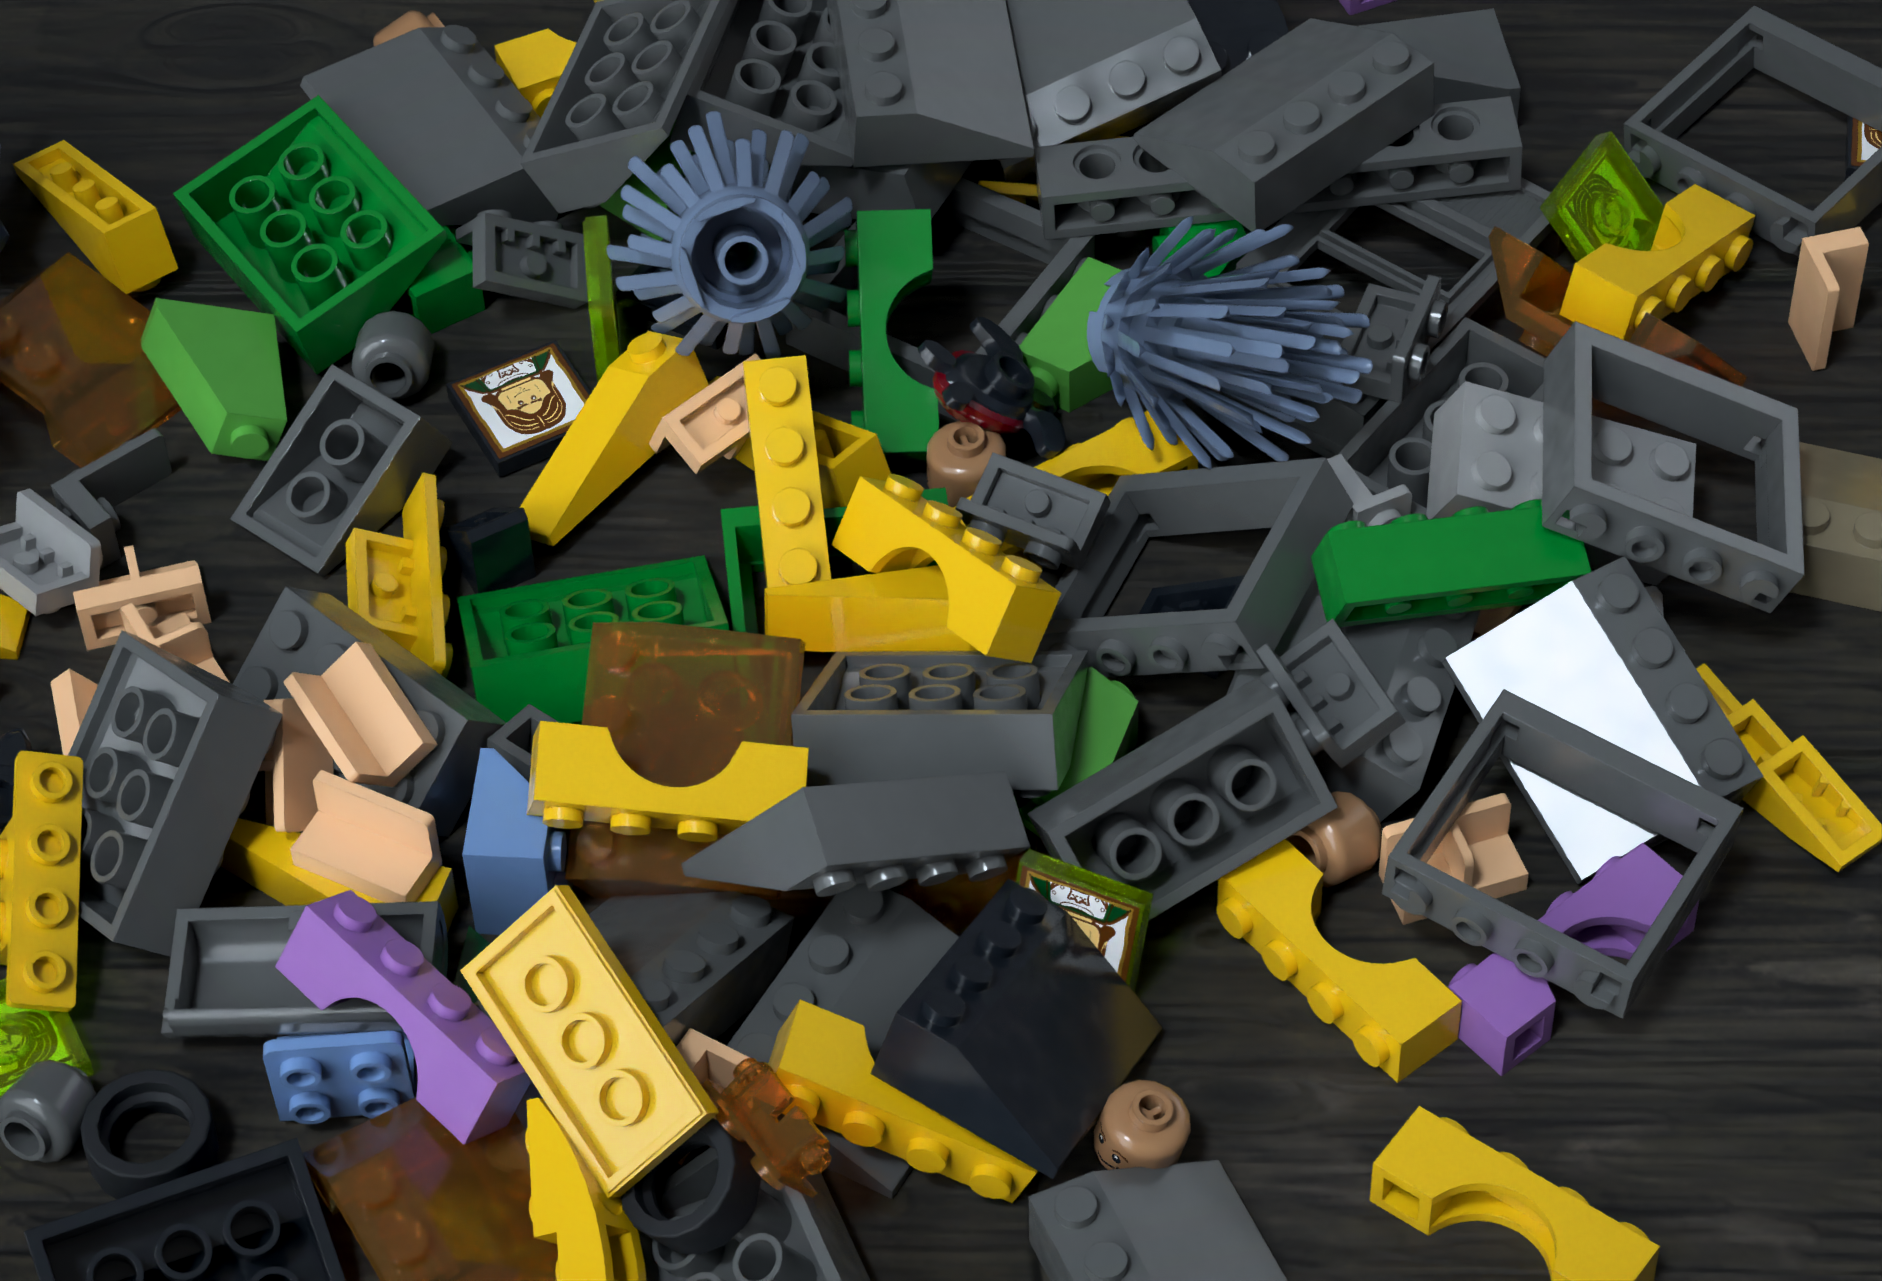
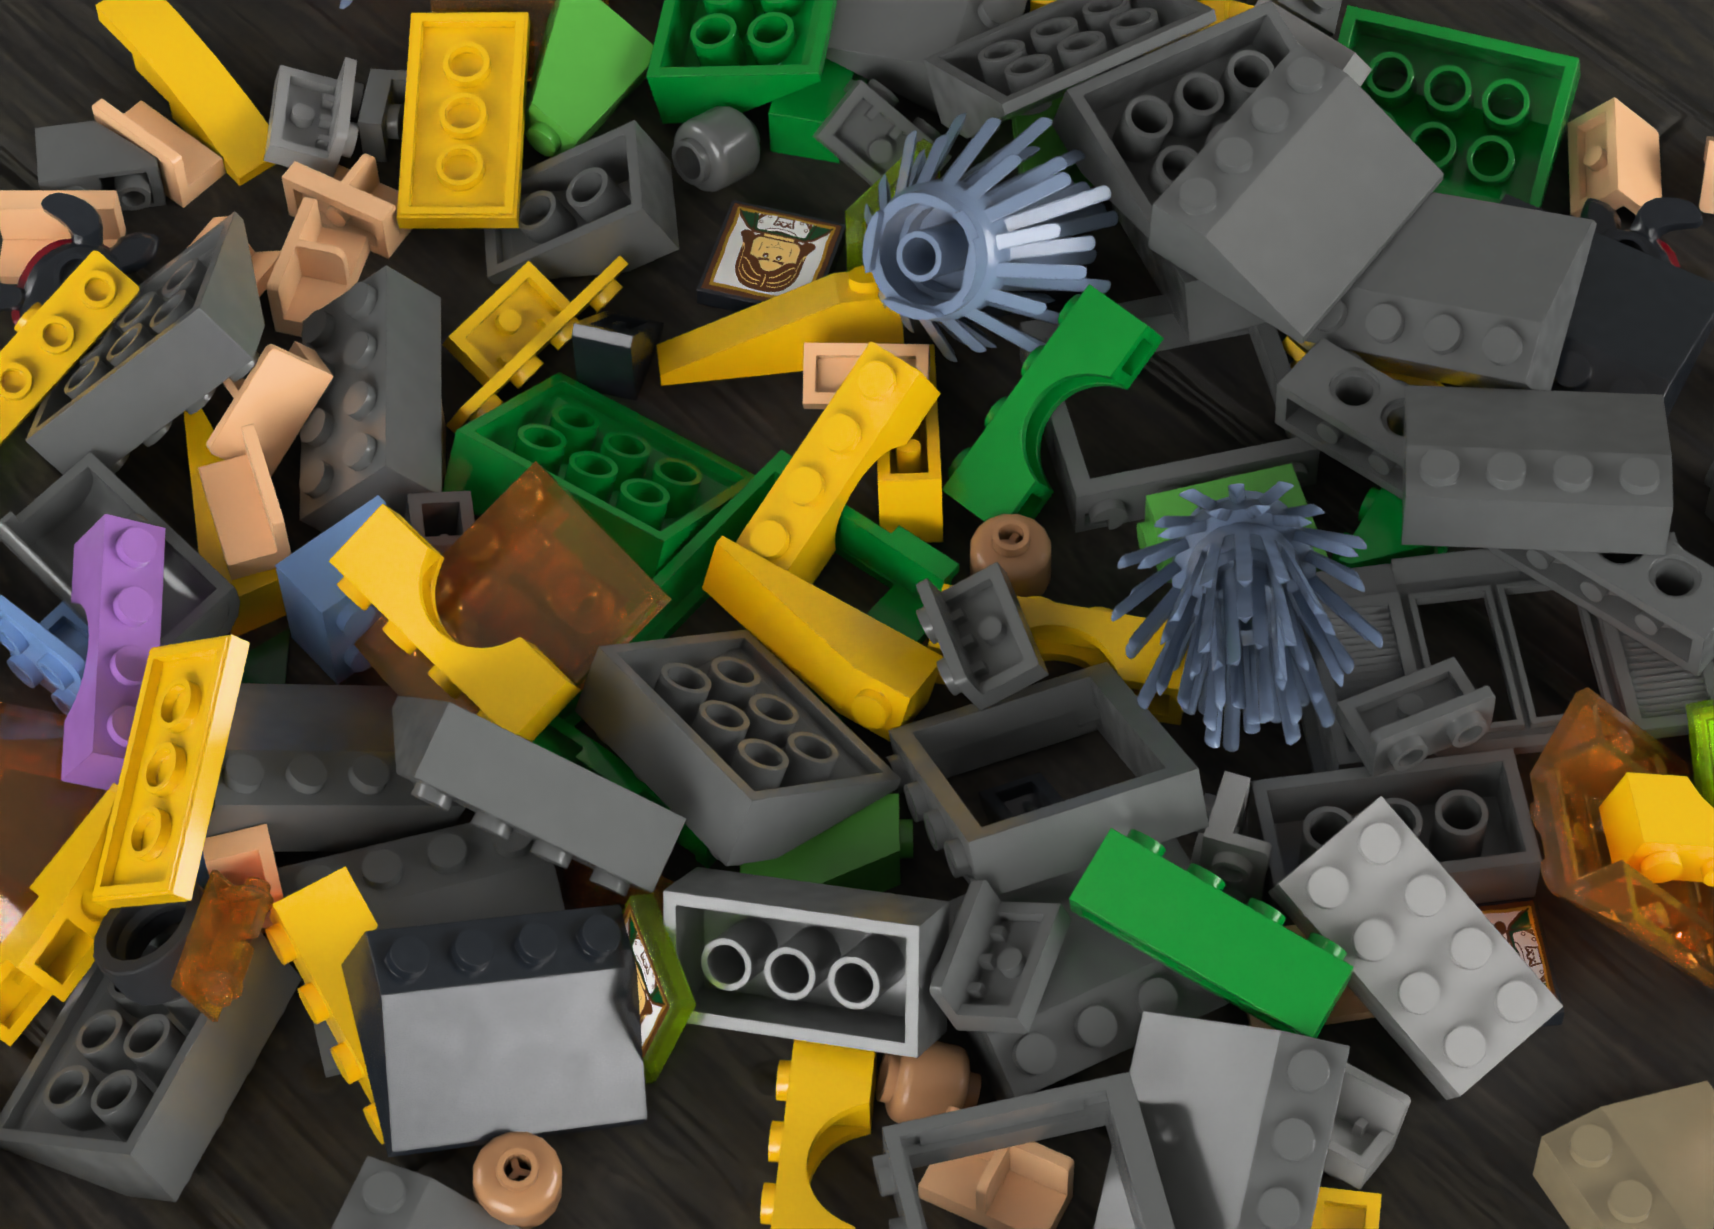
camera: 45 degrees right, 5 degrees up
(178, 466) = (464, 120): none -> yellow tile
(363, 717) = (317, 405): light nougat panel -> none
(992, 596) = (856, 668): yellow arch -> none
(994, 388) = (1076, 513): black animal -> none
(1696, 404) = (1563, 949): dark grey window -> none

